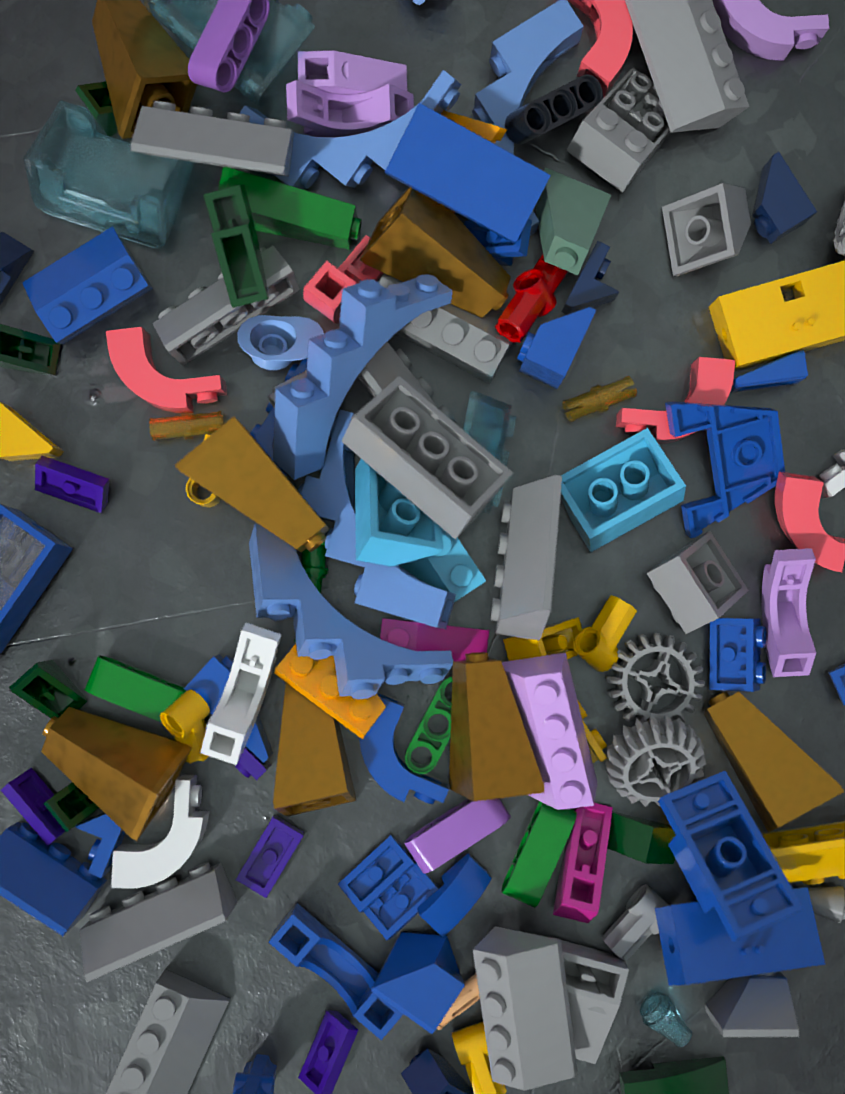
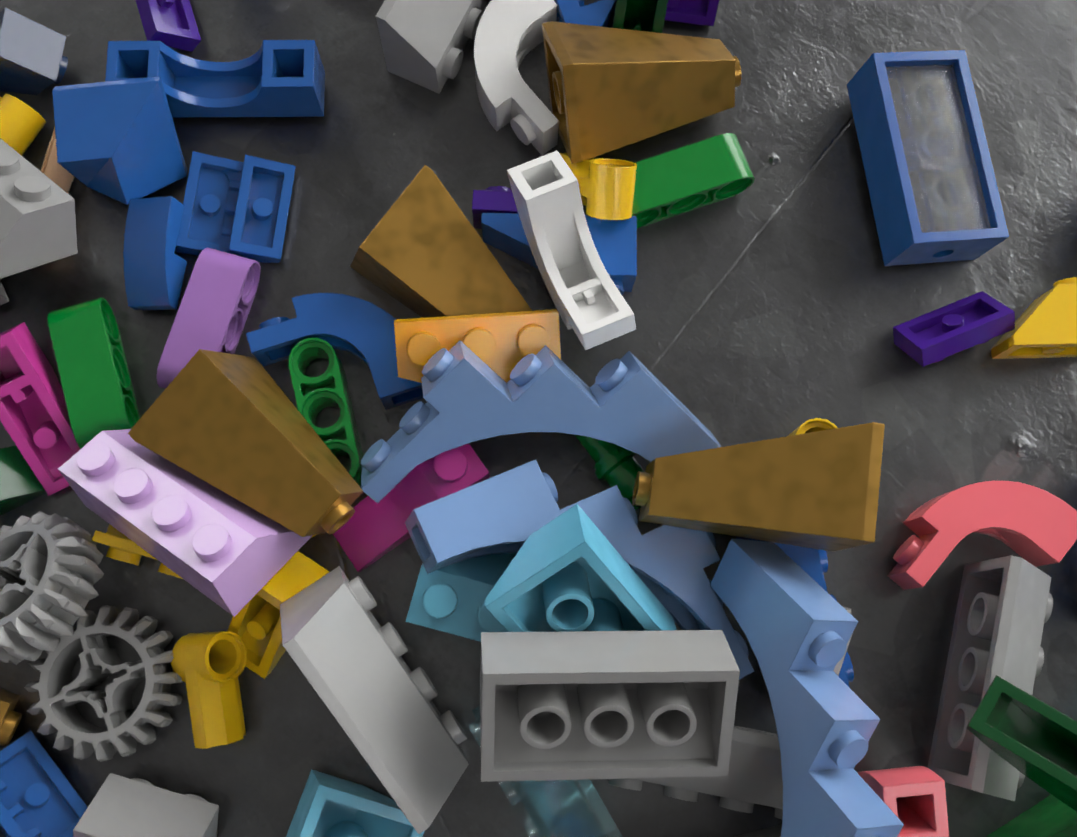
camera: 130 degrees right, 10 degrees down
(48, 689) = (772, 105): dark green slope -> none
(185, 425) = (901, 495): clear yellow pin -> none
(270, 856) = (391, 134): dark purple plate -> none
(277, 340) = (902, 686): light blue piece -> none

